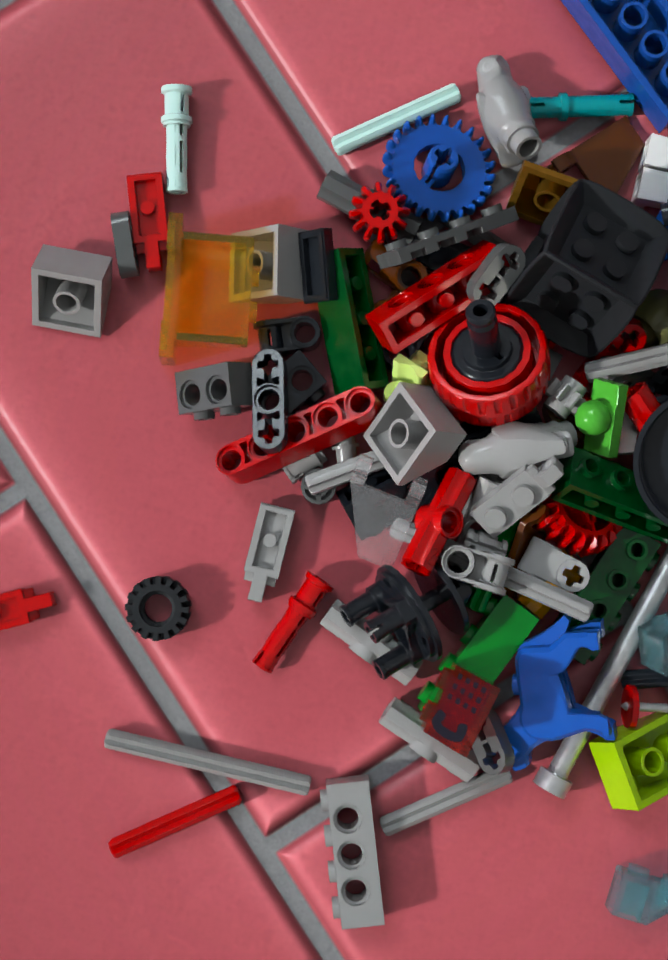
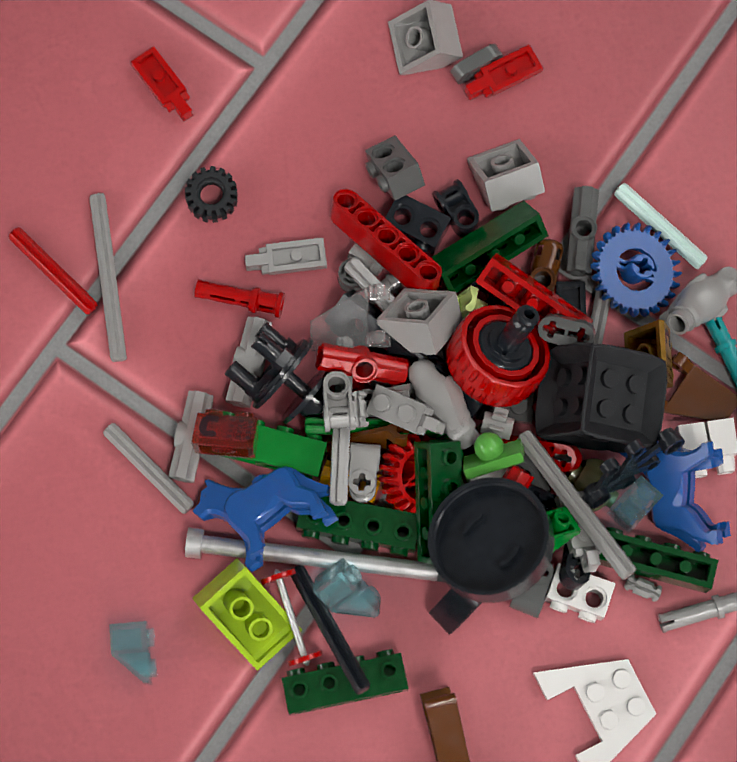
camera: 65 degrees right, 10 degrees down
(176, 123) = (585, 65): light aqua pin -> none
(206, 290) = (465, 132): clear yellow windscreen -> none
(259, 377) = (409, 198): beam -> none
(318, 266) = (519, 205): black tile -> none
(366, 907) = (73, 426): light grey brick -> none
(380, 201) = (585, 241): red gear -> none
(431, 240) = (576, 281): dark grey wing -> none
(493, 740) = (208, 478): dark grey beam -> none

